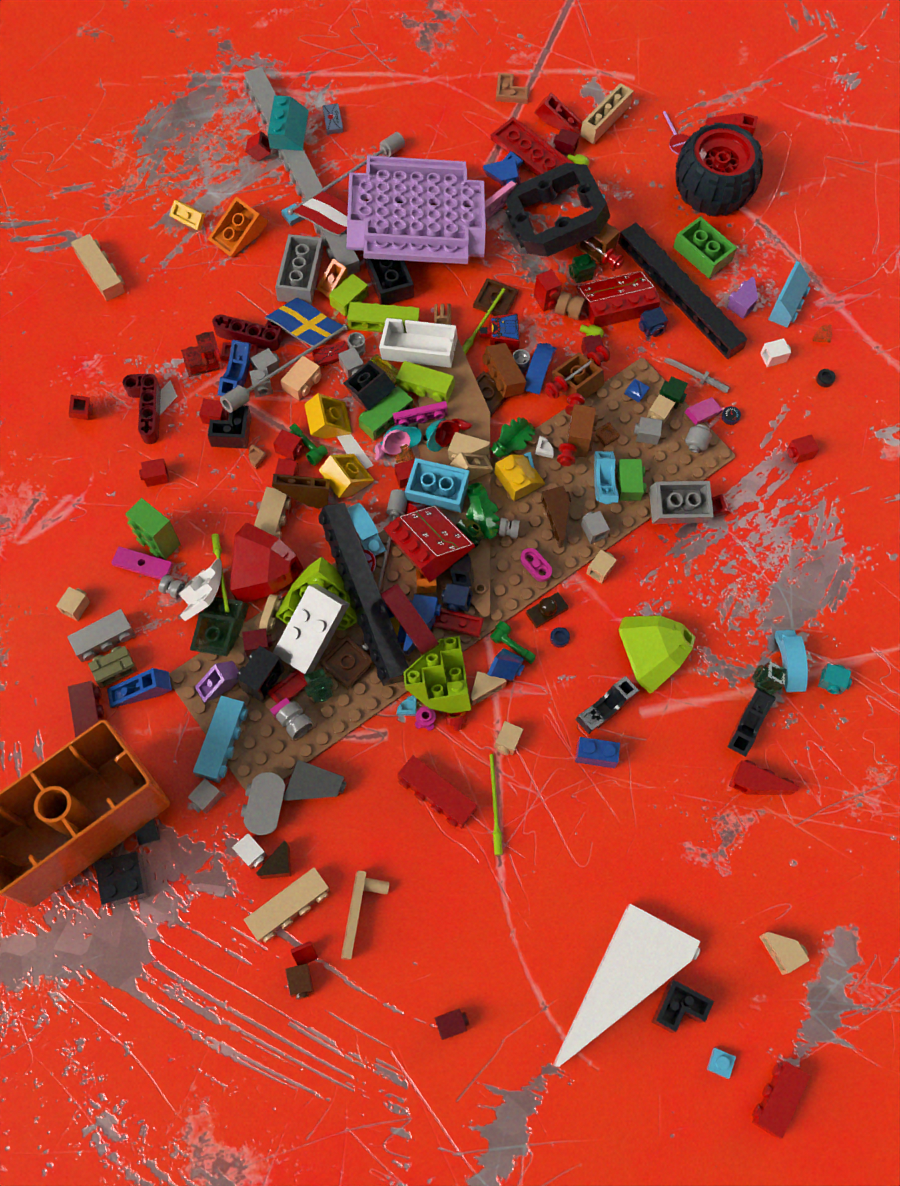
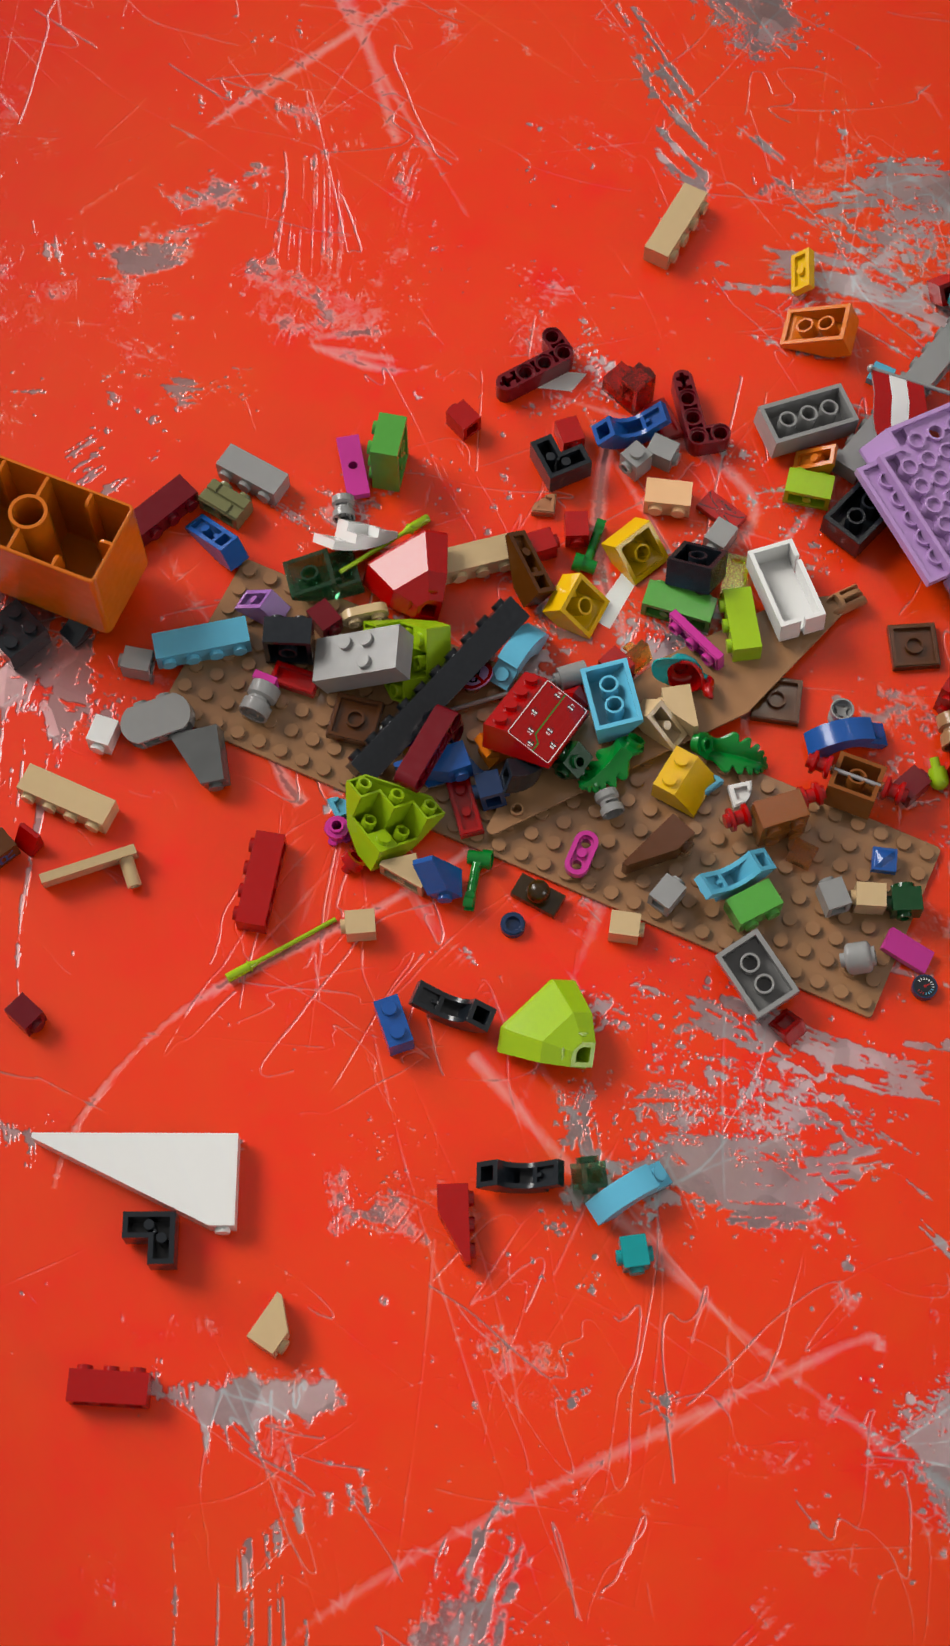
camera: 65 degrees right, 0 degrees up
(73, 603) = (273, 430): tan brick -> none
(80, 407) = (492, 307): red brick -> none
(277, 864) = (106, 767): dark brown slope -> none
(303, 323) = (736, 462): flag -> none
(318, 685) = (309, 703): clear green brick -> none
(358, 341) = (748, 530): light grey wheel -> none
(373, 316) = (791, 521): lime brick -> none
(396, 437) = (649, 629): bright pink hair -> none
(469, 342) = (832, 647): lime piece -> none
(503, 330) = (869, 675): torso -> none
(504, 370) = (813, 699): dark orange brick -> none
(721, 1063) = (119, 1311): medium azure plate -> none
(802, 449) = (926, 1090): red brick -> none

